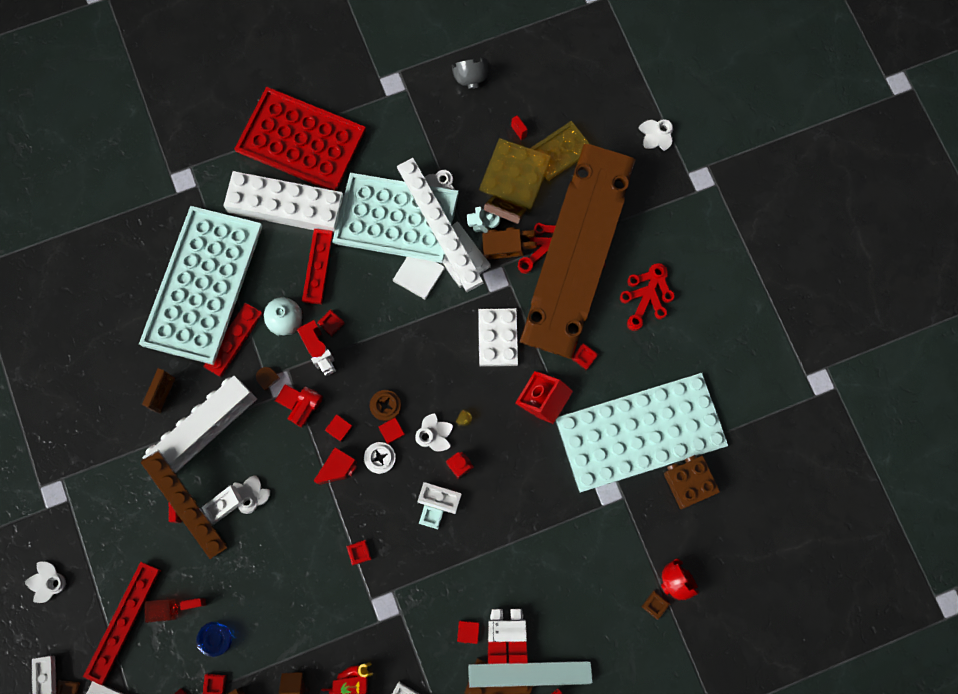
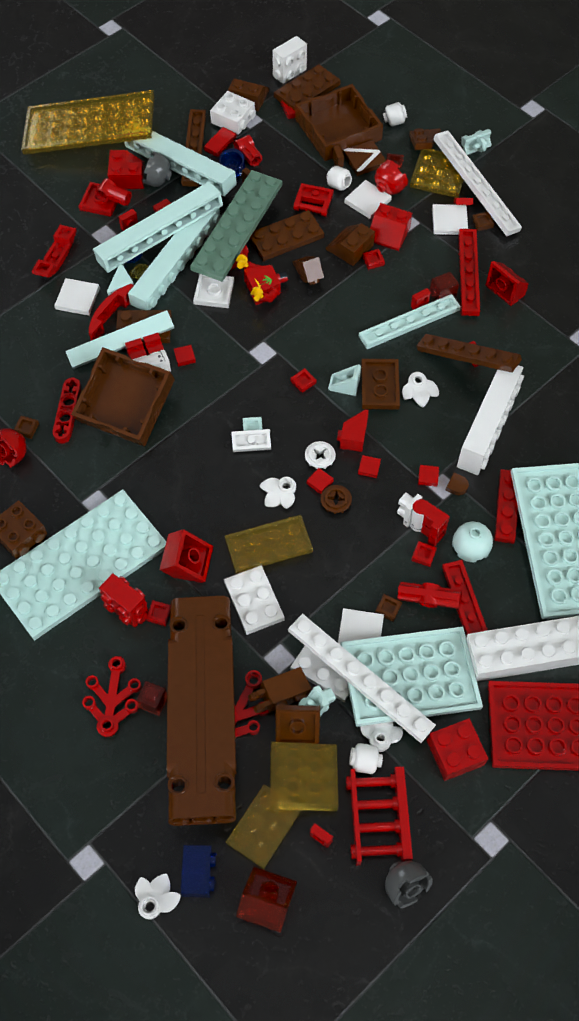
camera: 160 degrees right, 15 degrees down
(43, 582) = (546, 278): white plate -> none
(92, 586) = (506, 283): none -> red slope
(158, 391) = (545, 431): reddish brown tile -> none
(213, 639) = (390, 283): clear blue piece -> none
(217, 584) = (409, 321): none -> light aqua tile
(222, 504) = (437, 370): white plate -> none
(285, 515) = (380, 384): none -> reddish brown plate
(307, 402) = (408, 474): red piece -> none
(318, 531) = (346, 380): none -> light aqua slope
(346, 277) = (430, 595): none -> red piece
(385, 286) = (388, 607): none -> reddish brown tile
(386, 147) = (457, 749): none -> red brick
(450, 126) = (400, 825): none -> red fence
(459, 464) = (244, 471): red brick -> none
(461, 168) = (365, 758): none -> white head
(464, 418) = (257, 513): clear yellow hinge -> none
(465, 383) = (268, 544): none -> clear yellow plate
(549, 592) = (123, 396): none -> reddish brown tile
(576, 100) = (266, 899): none -> clear red slope
(611, 610) = (66, 410): none -> red beam
(613, 368) = (124, 600): none -> red brick
(614, 278) = (152, 698): none -> clear red brick
(622, 134) = (196, 871): none -> clear blue brick

